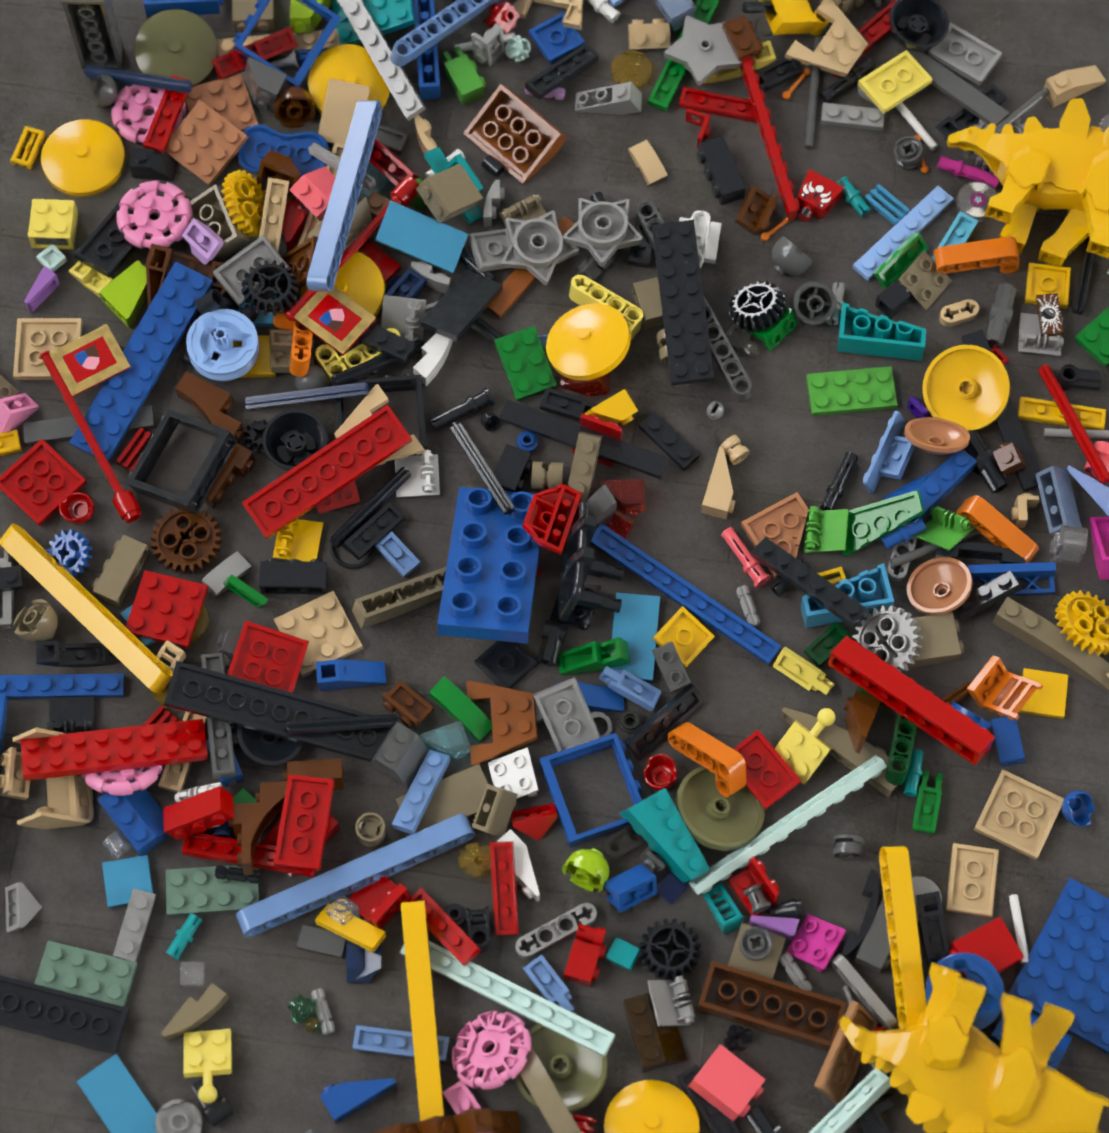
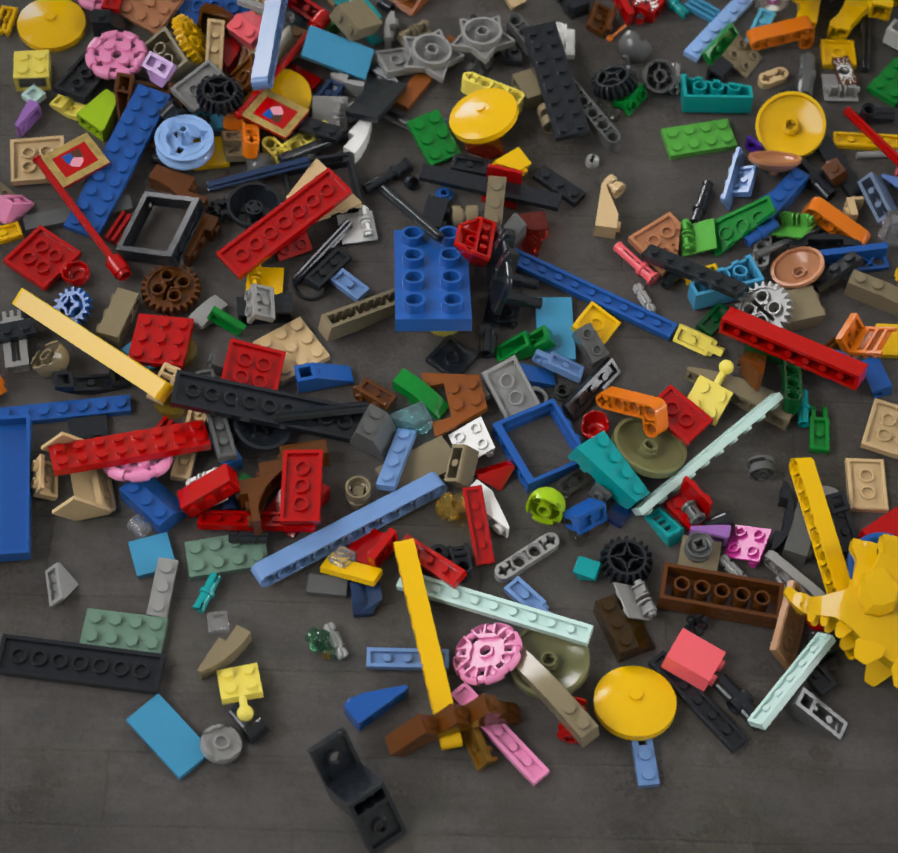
camera: 10 degrees left, 10 degrees down
(286, 575) = (259, 303): none -> light grey bracket
(585, 954) = (555, 571): red hinge -> none

